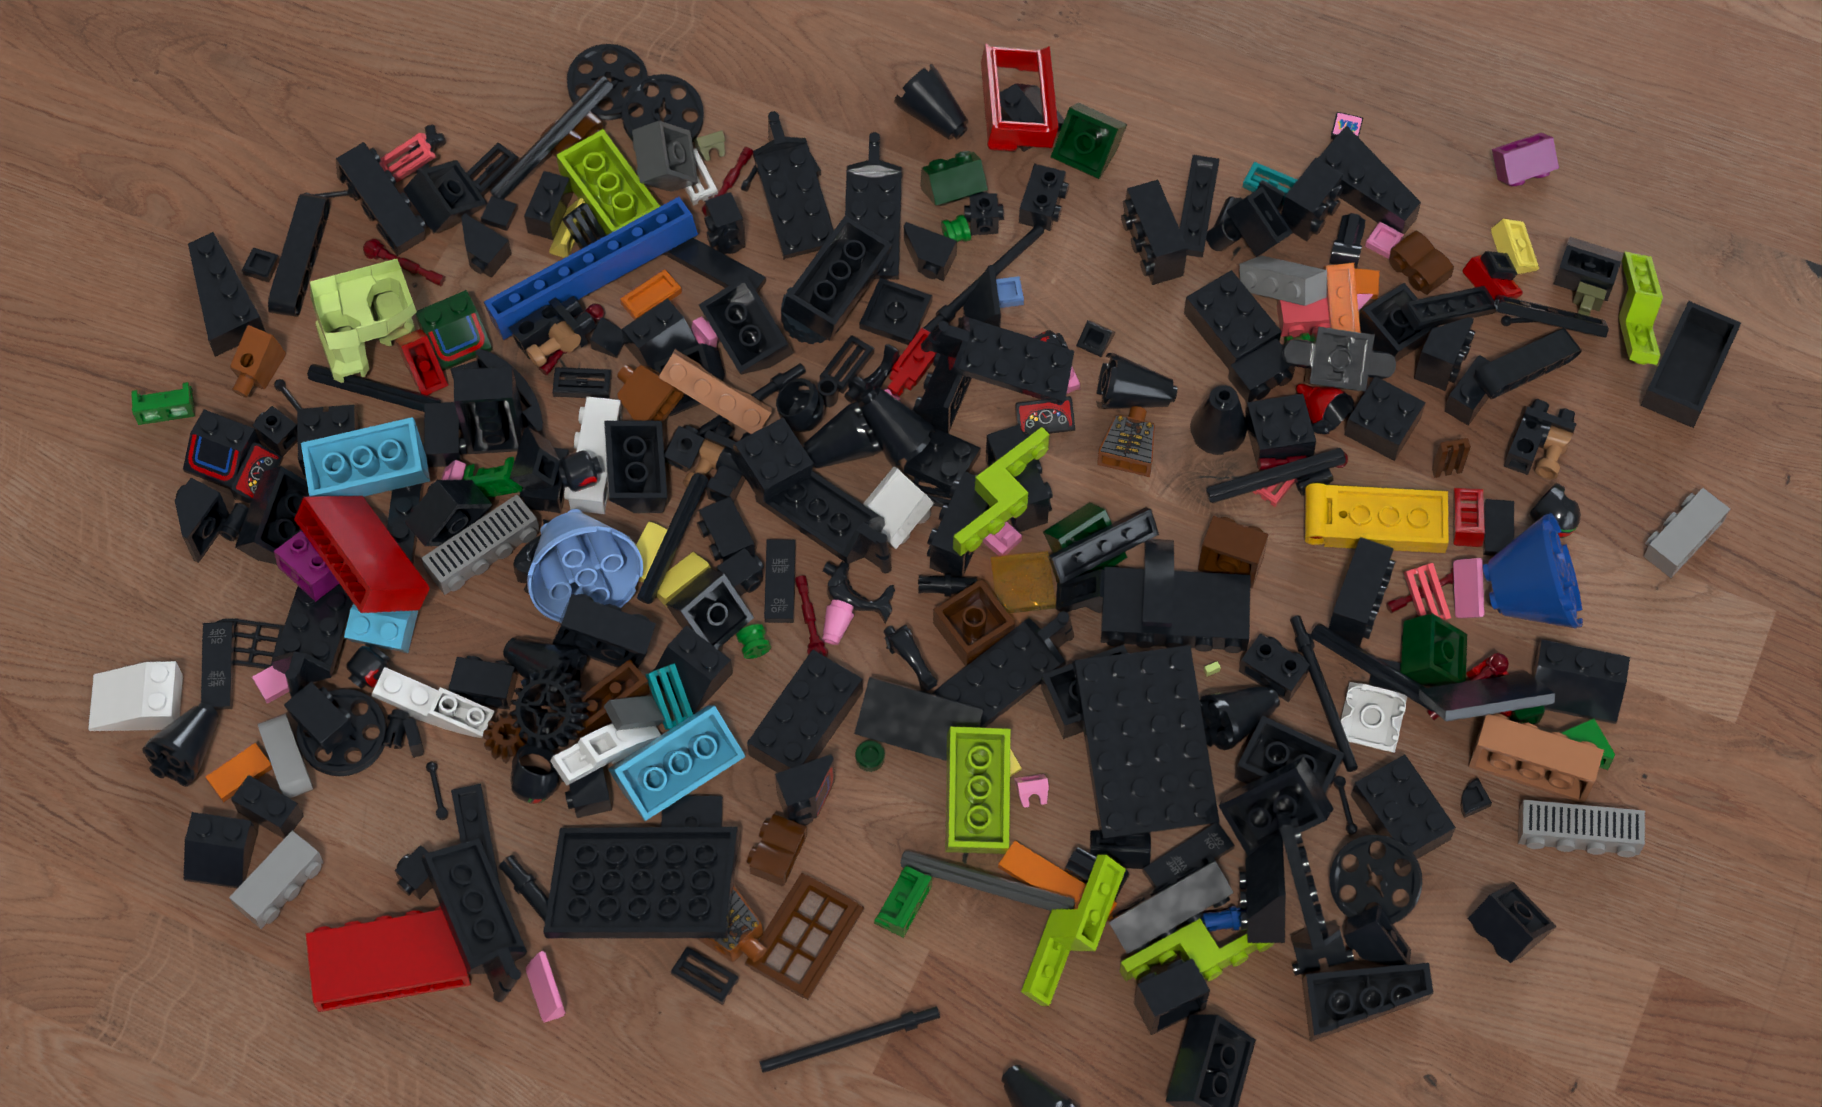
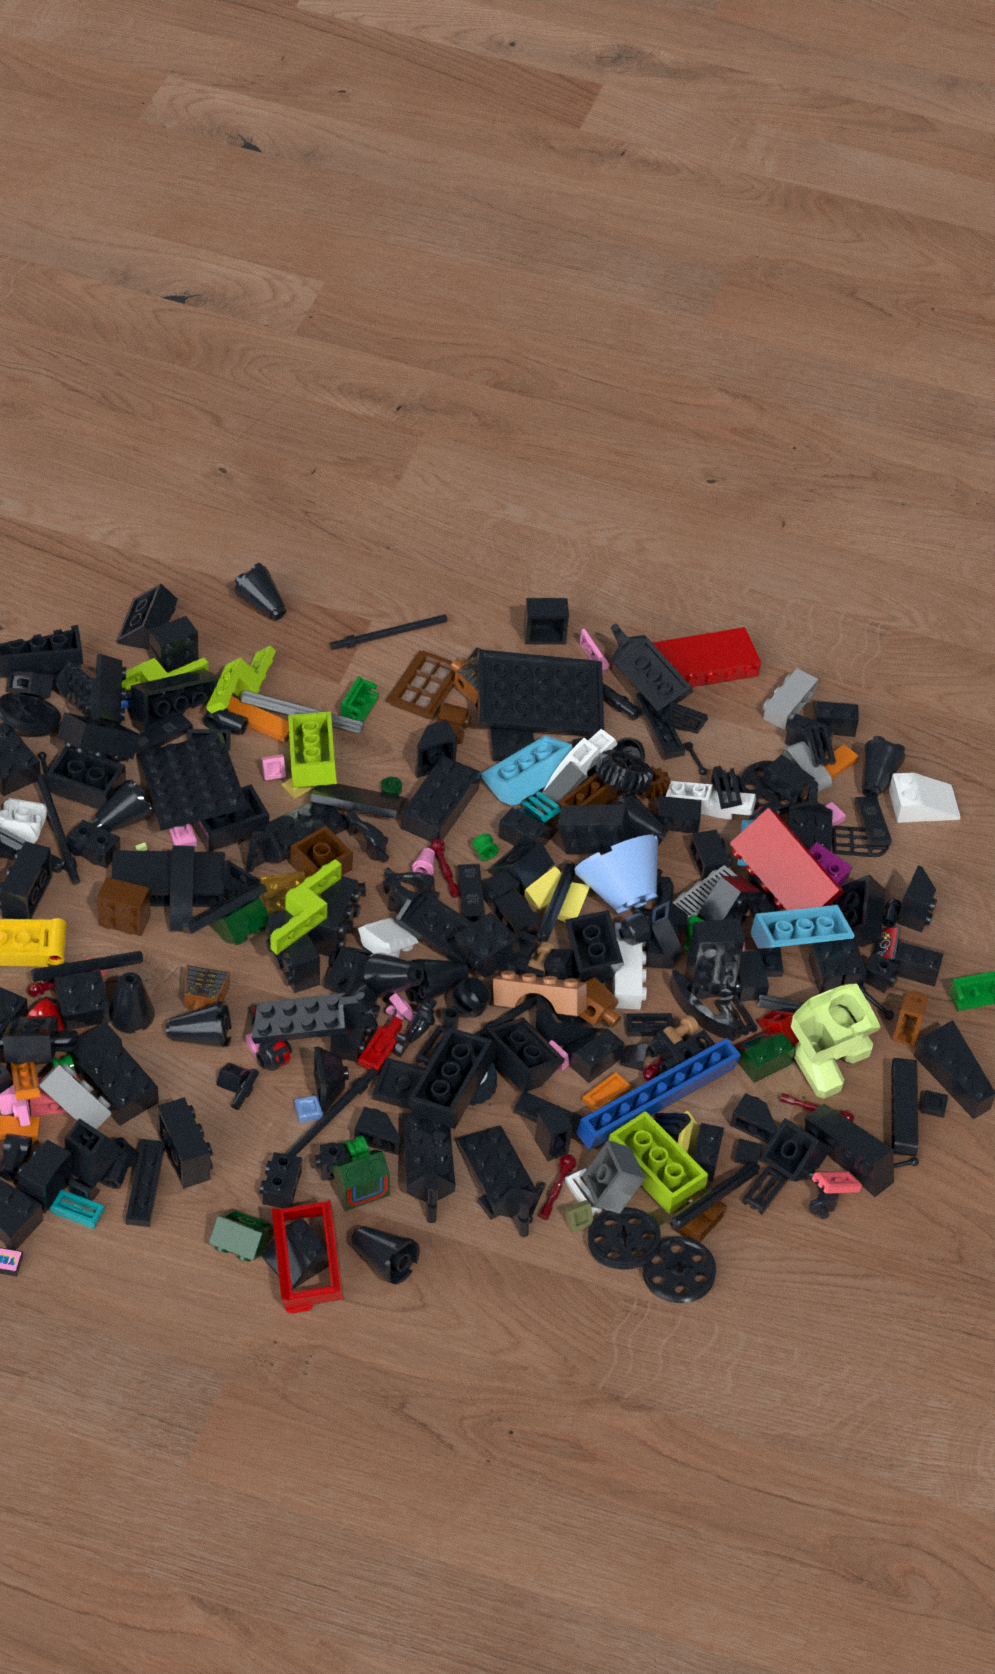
camera: 170 degrees right, 15 degrees down
(261, 781) = (823, 760): none -> black tile
(410, 673) = (724, 776): none -> black tile
(412, 874) = (698, 701): black brick -> none
(441, 836) = (686, 714): none -> black tile
(453, 617) = (709, 852): none -> black brick
(612, 1025) = (546, 621): none -> black piece
(1081, 316) = (245, 1089): none -> black bar

